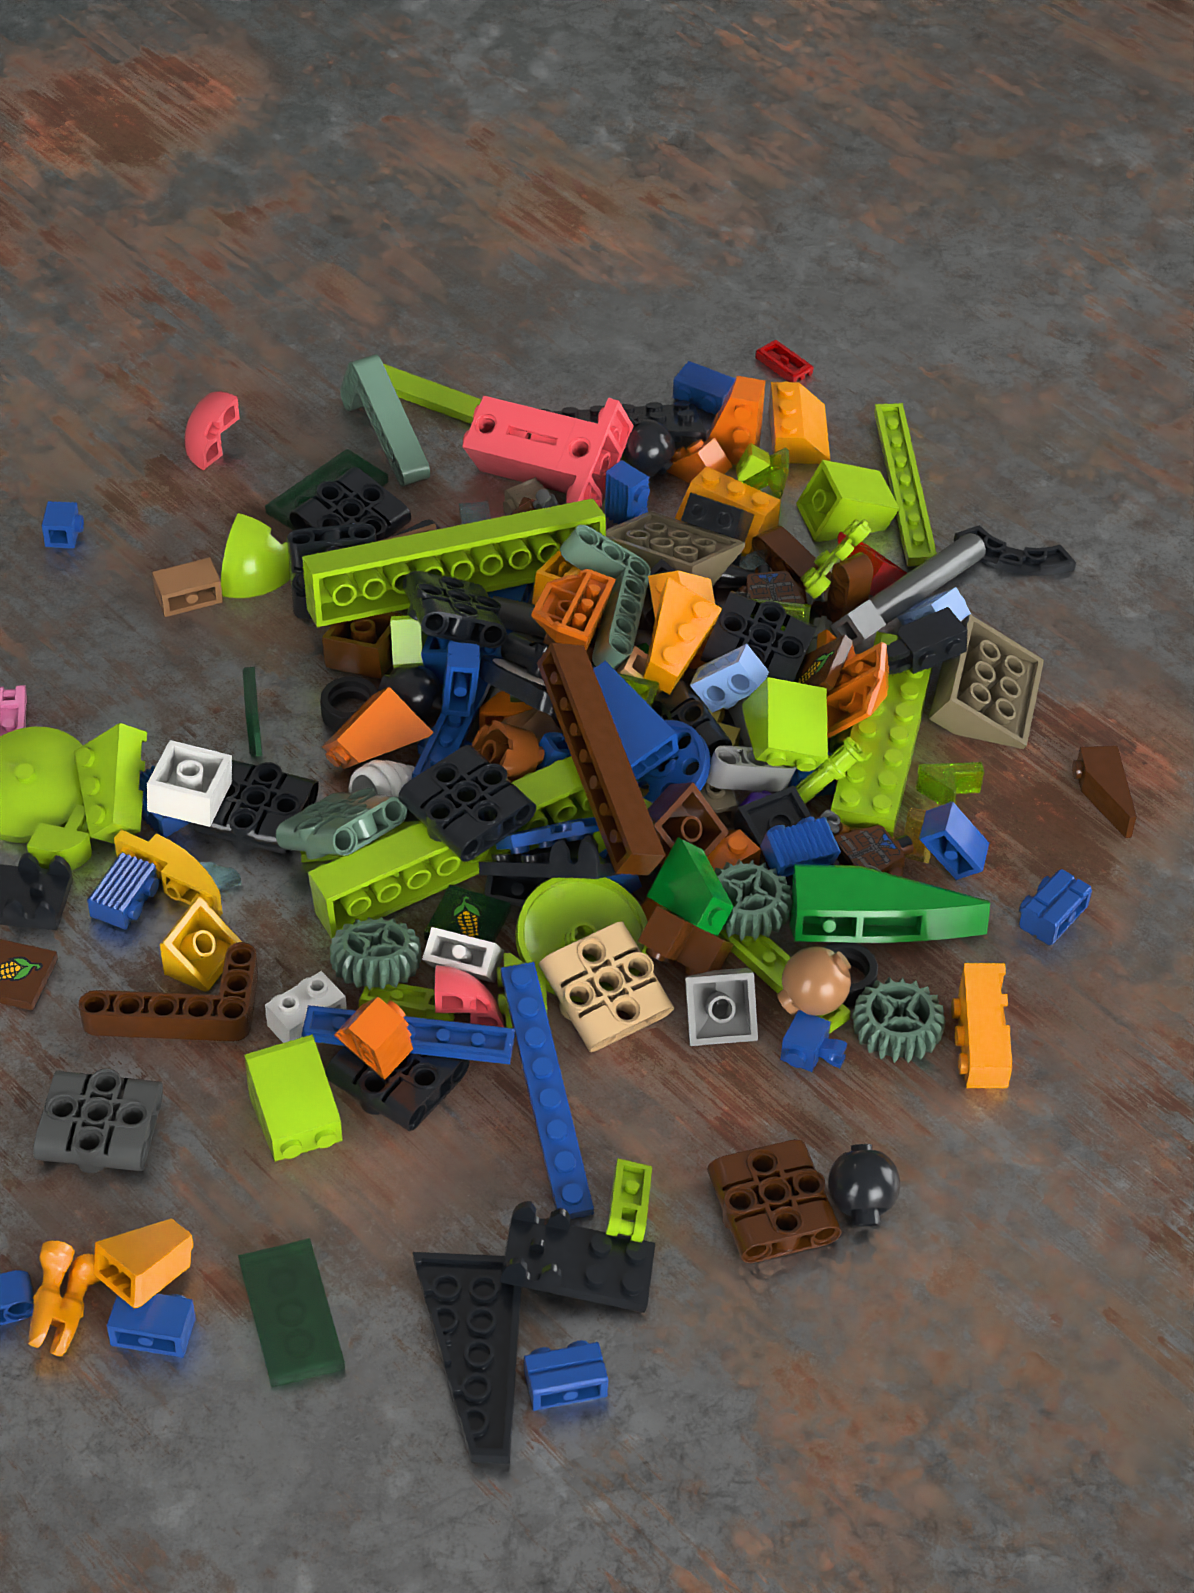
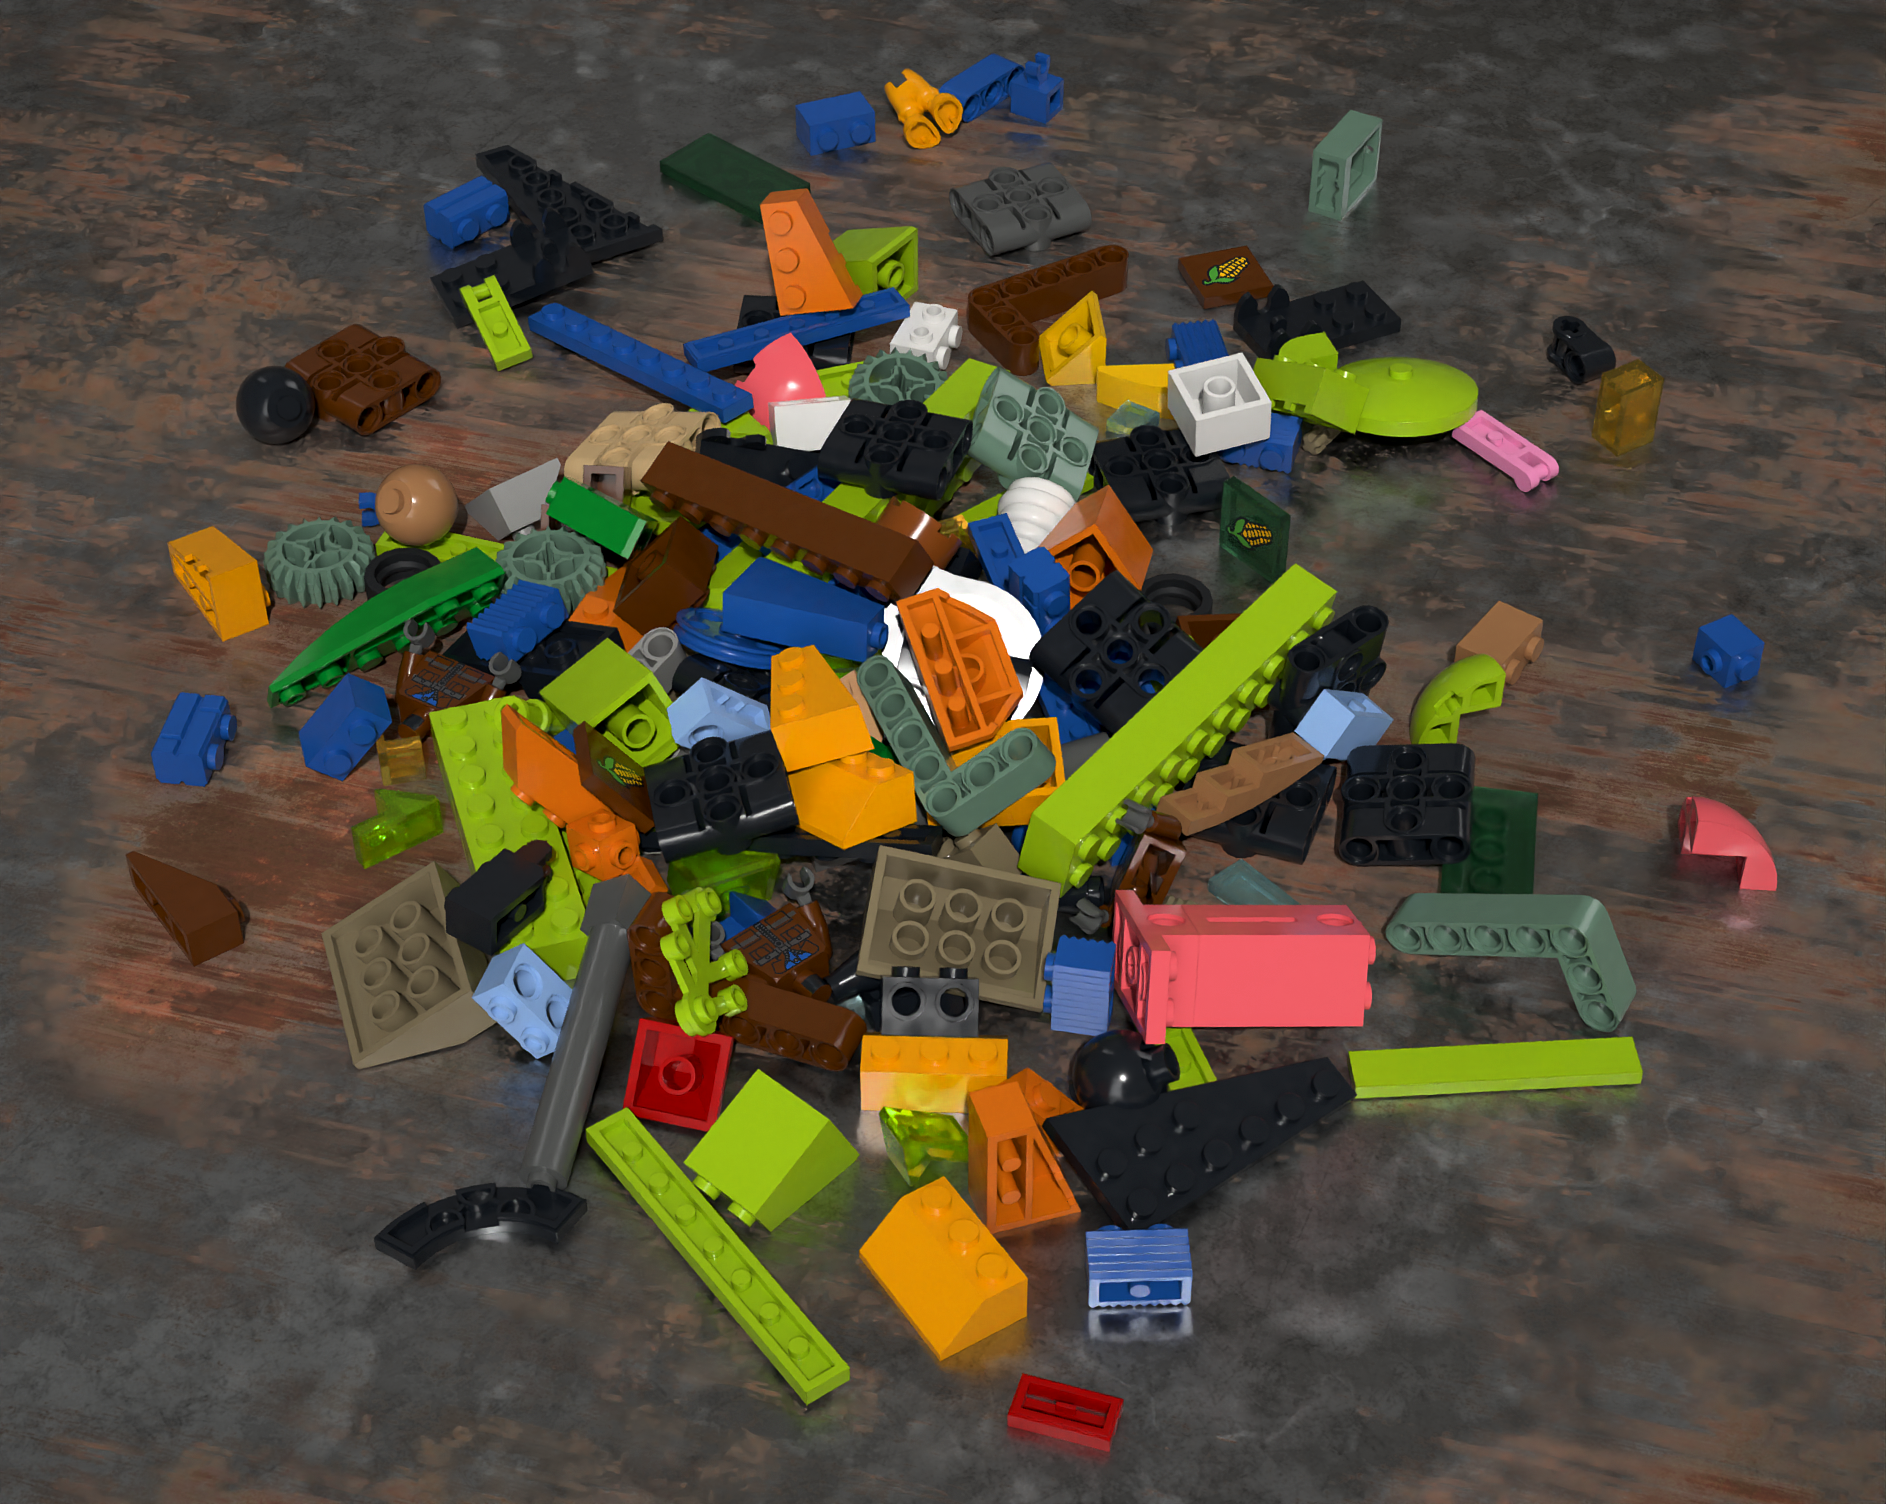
camera: 150 degrees right, 5 degrees down
(143, 1260) = (870, 124): light orange slope -> none
(752, 462) = (937, 1104): lime slope -> none

